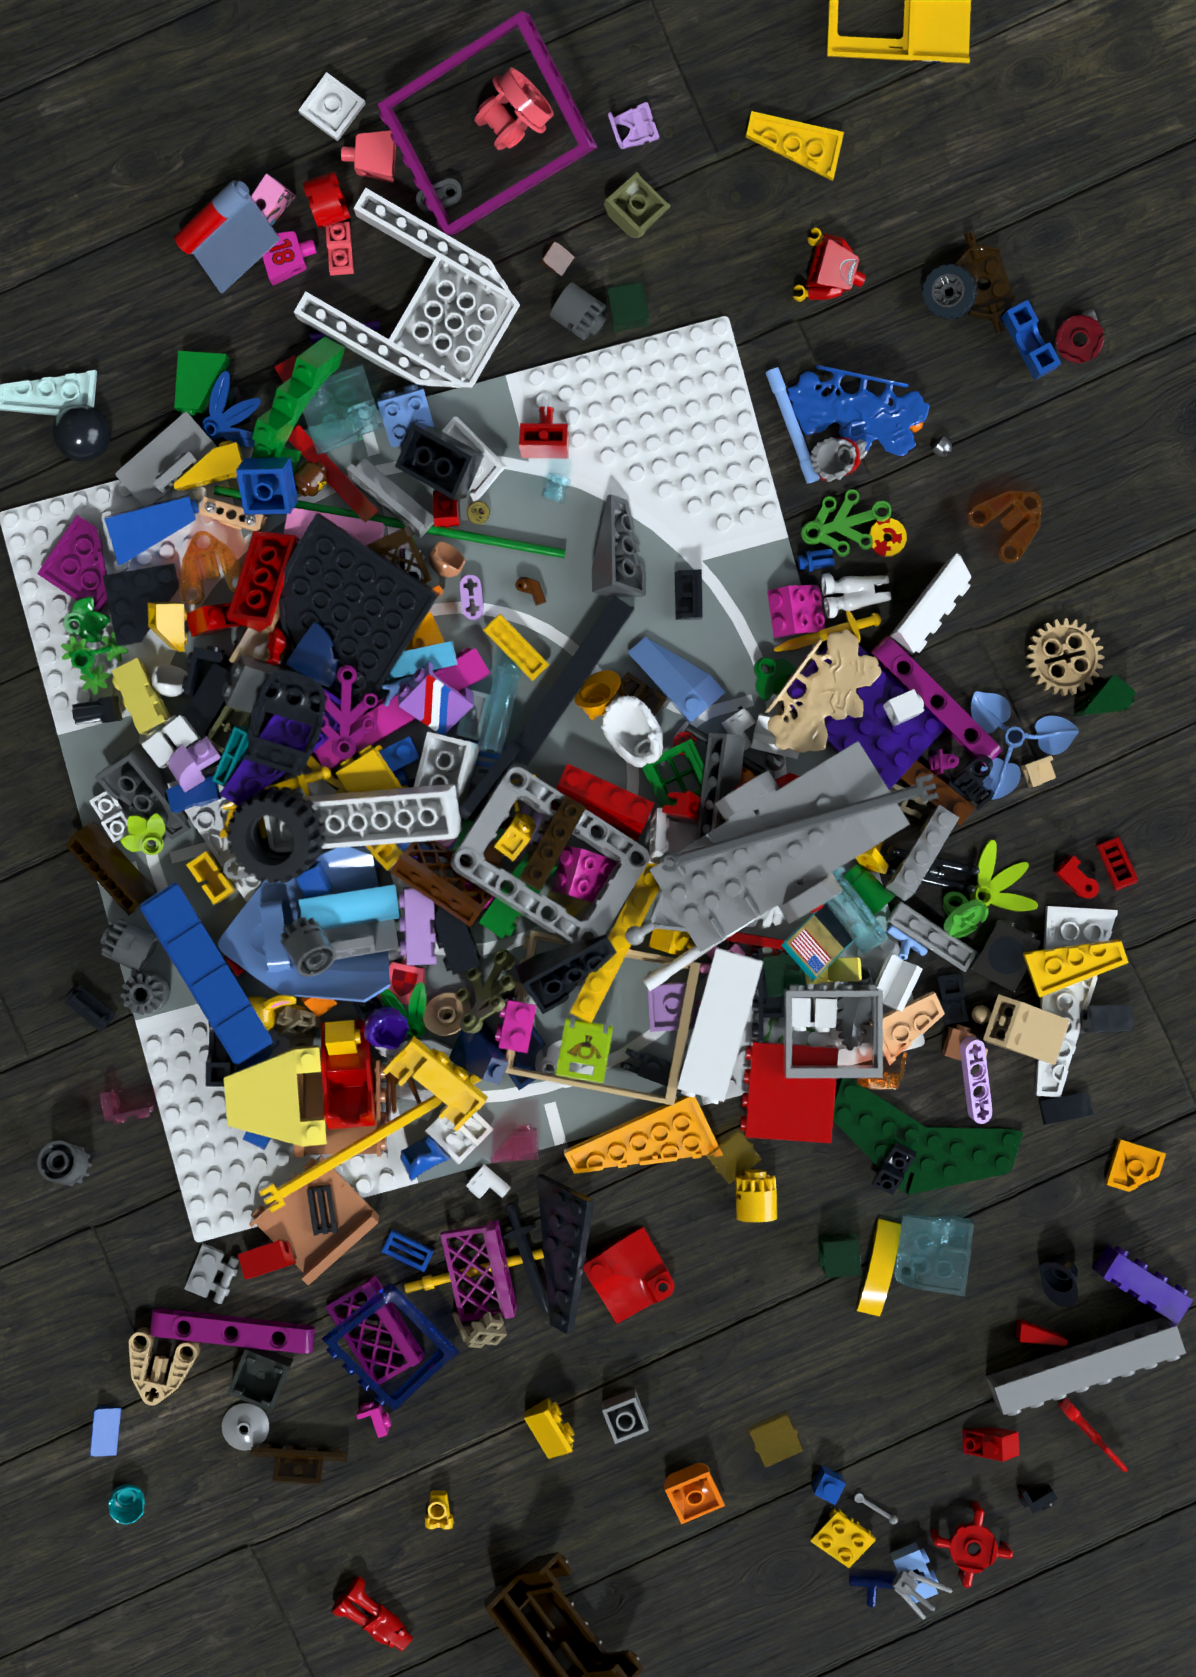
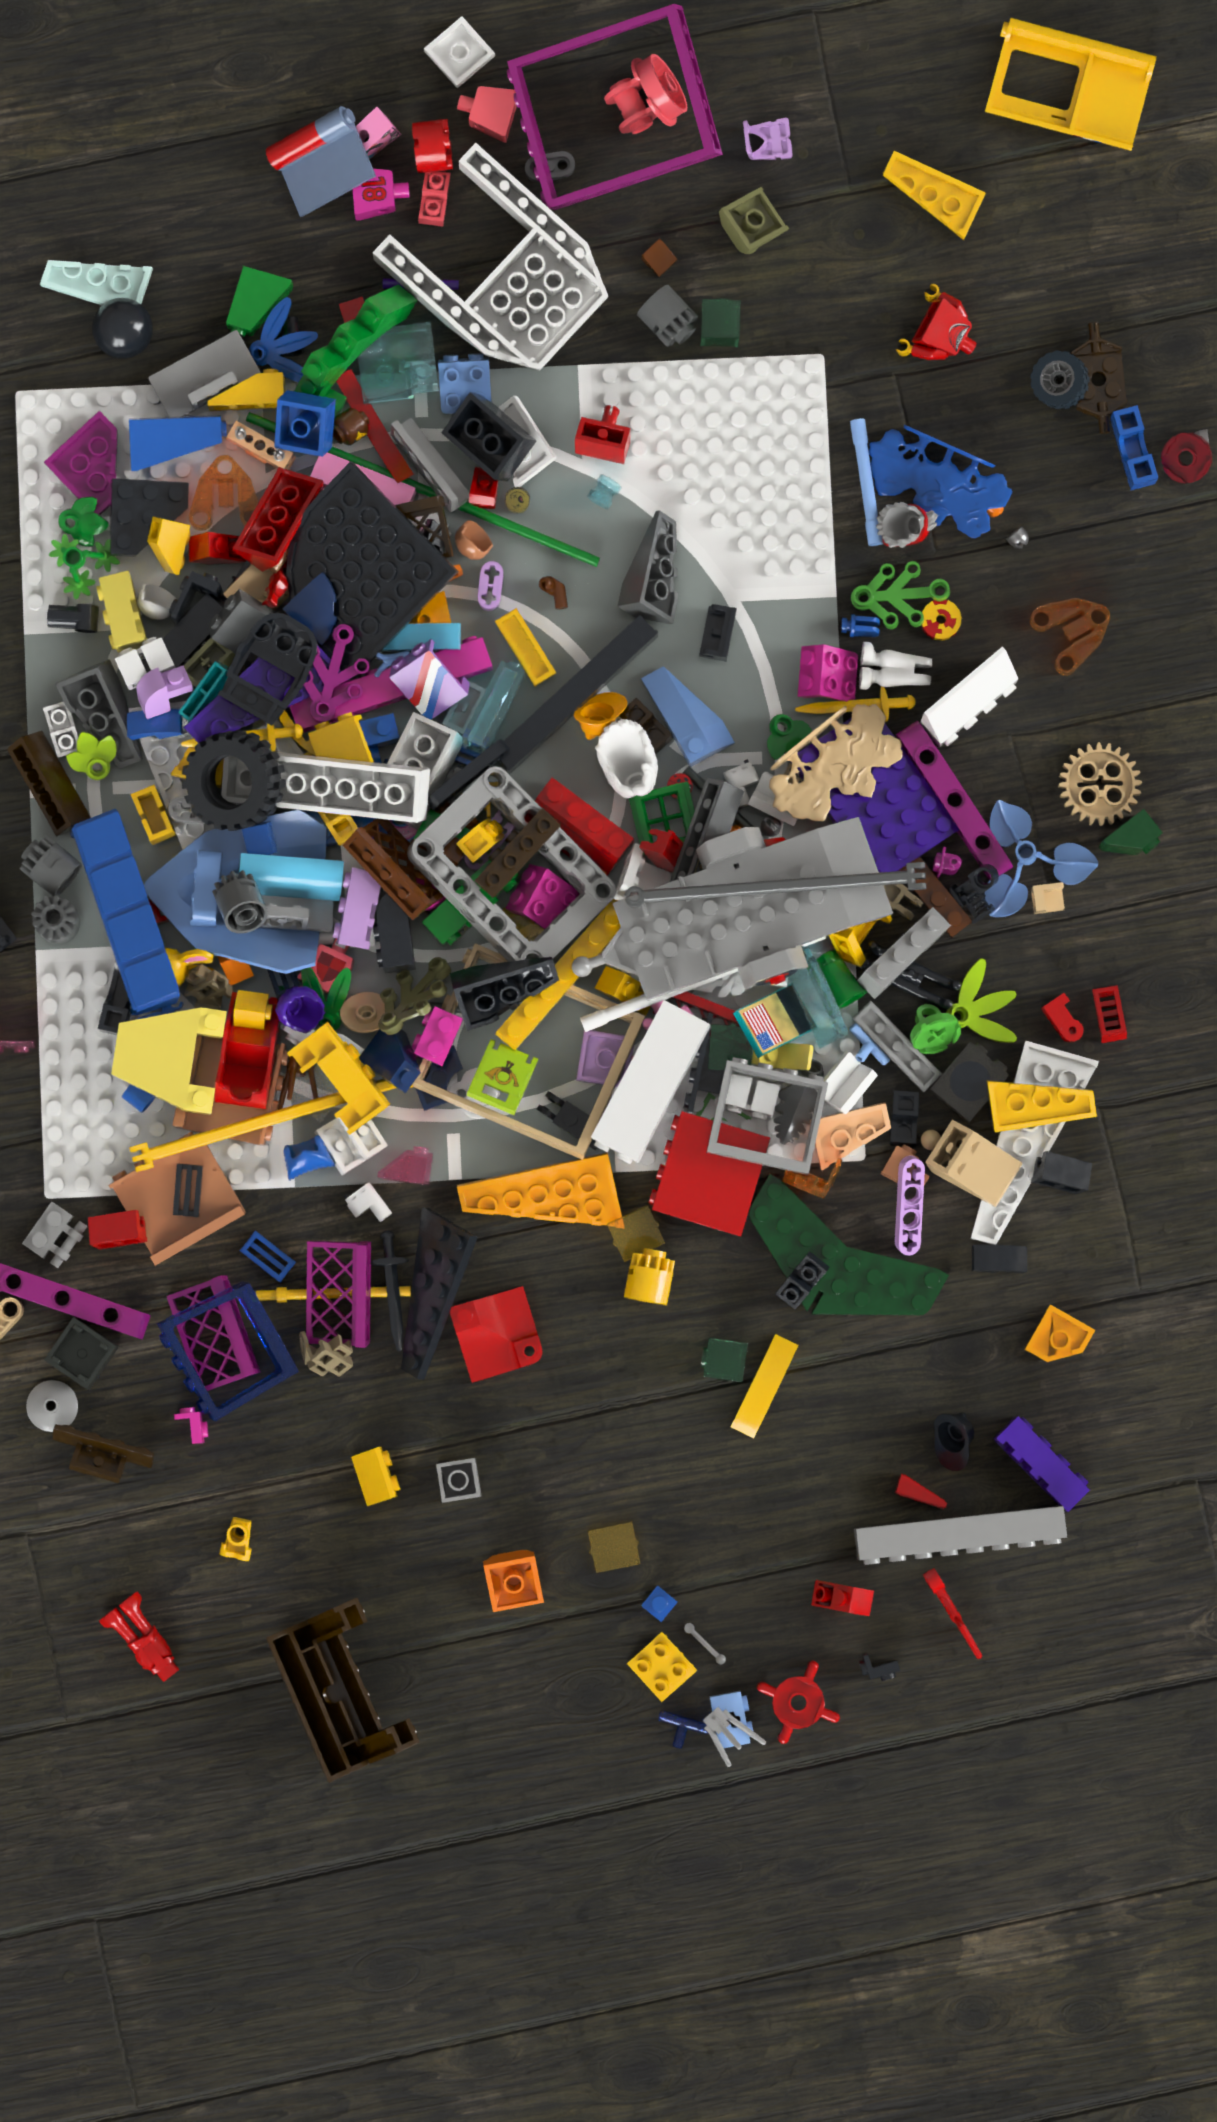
camera: 15 degrees right, 5 degrees down
(904, 707) = (917, 797): white brick -> none
(935, 1252) = (825, 1379): clear light blue slope -> none

